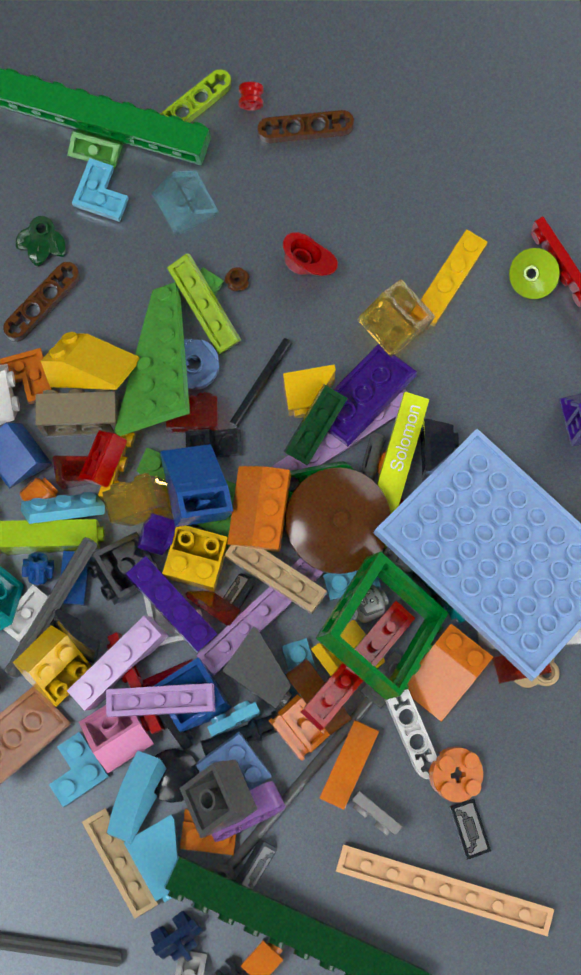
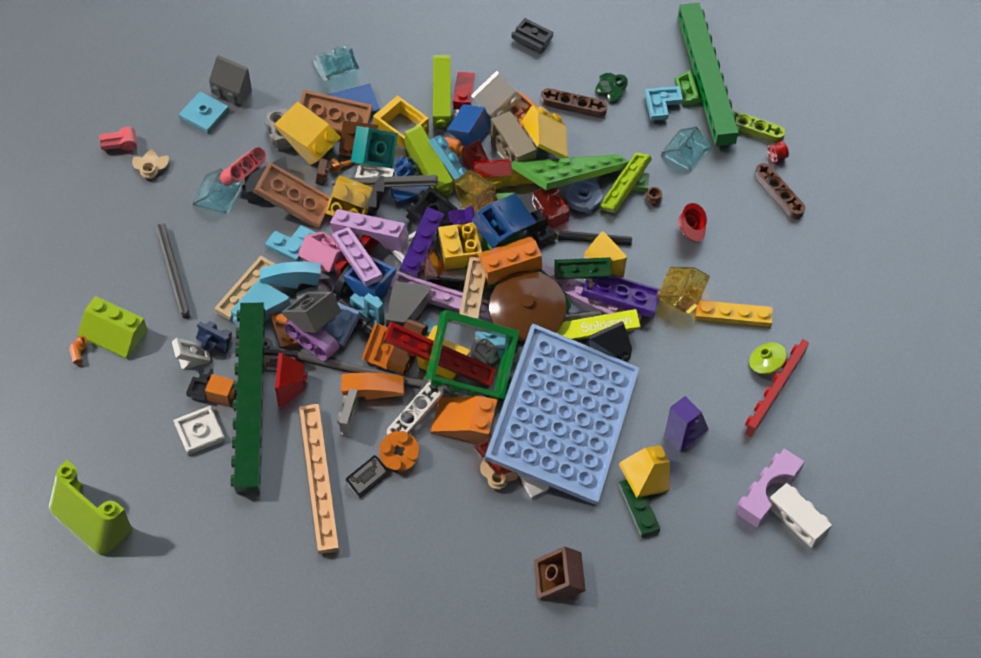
camera: 60 degrees right, 20 degrees down
(293, 867) = (289, 379): none -> red slope

